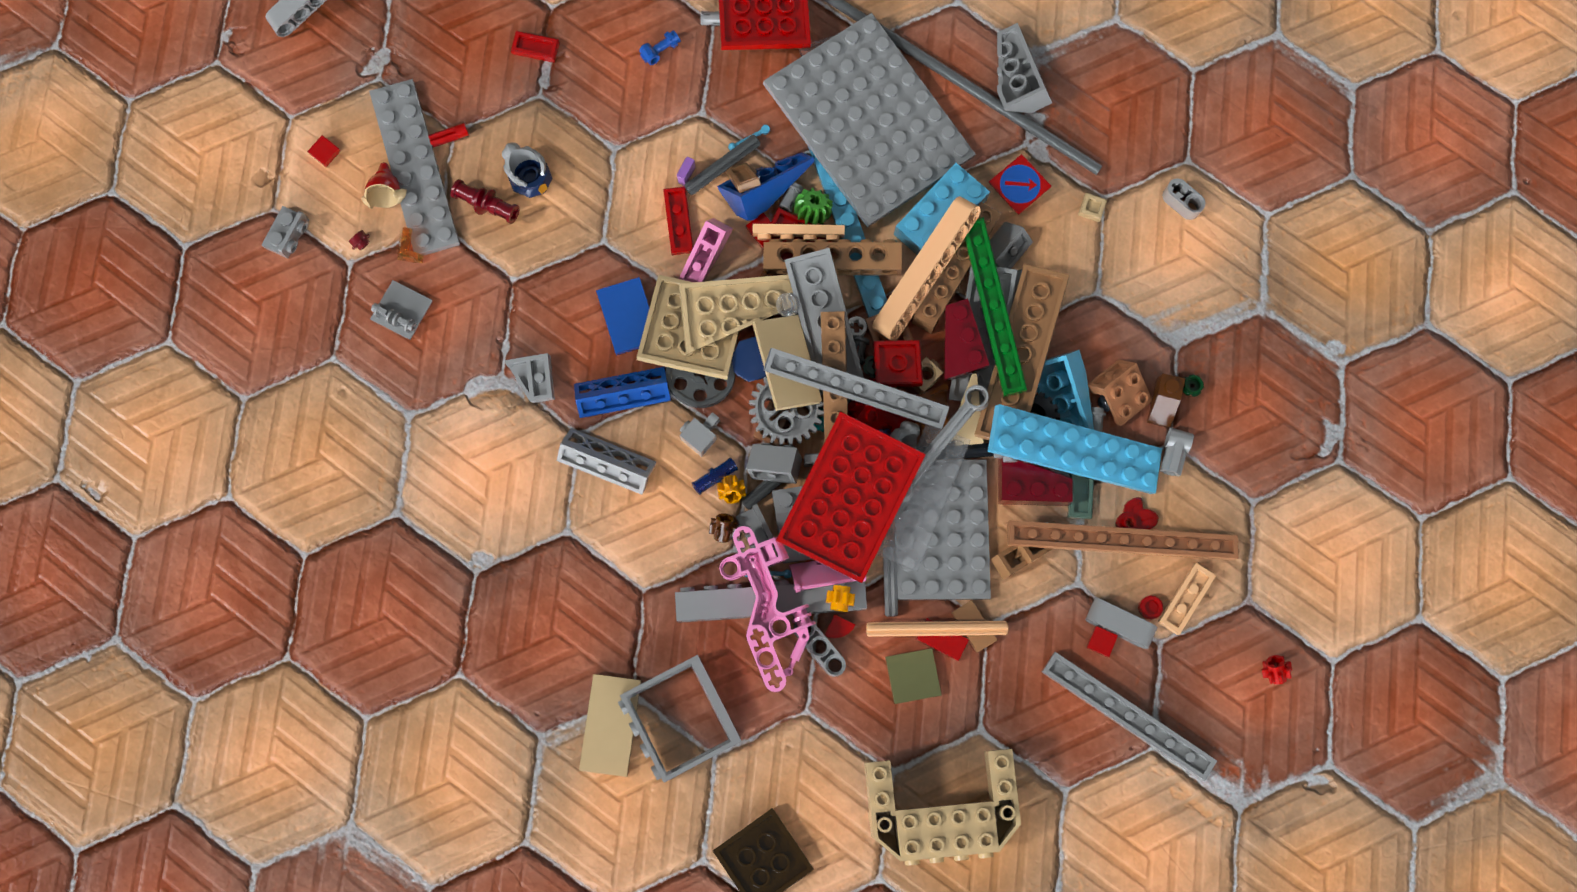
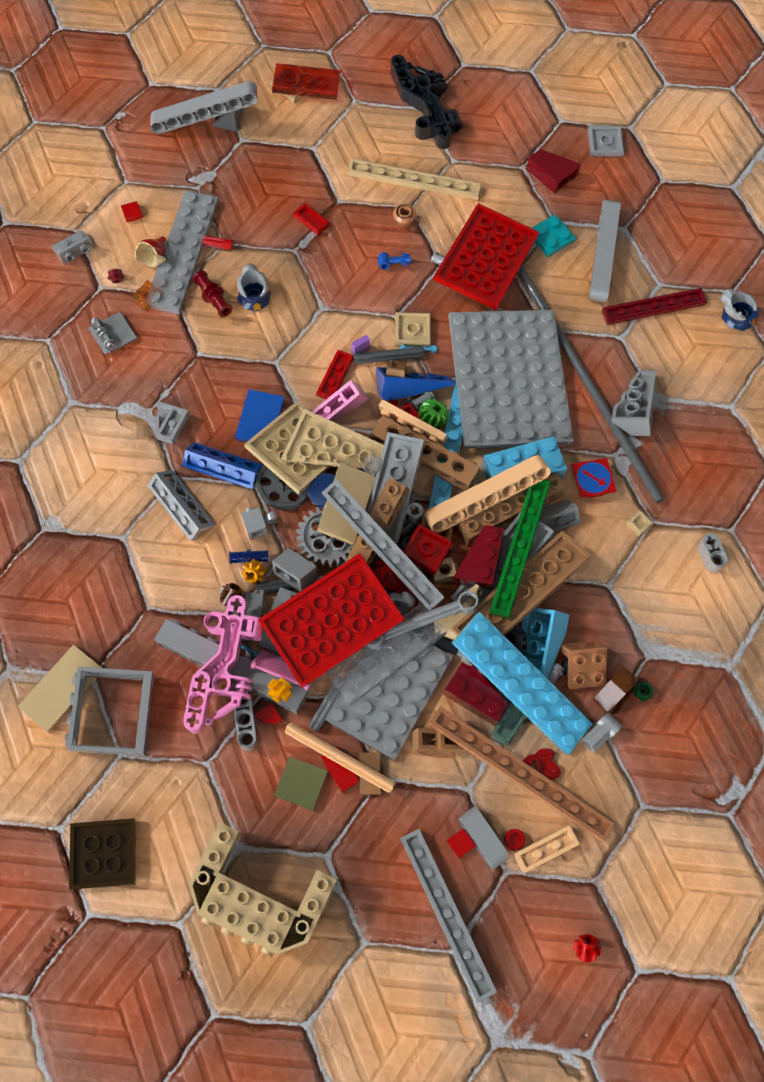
camera: 30 degrees right, 10 degrees down
(729, 119) = (413, 329): none -> tan tile

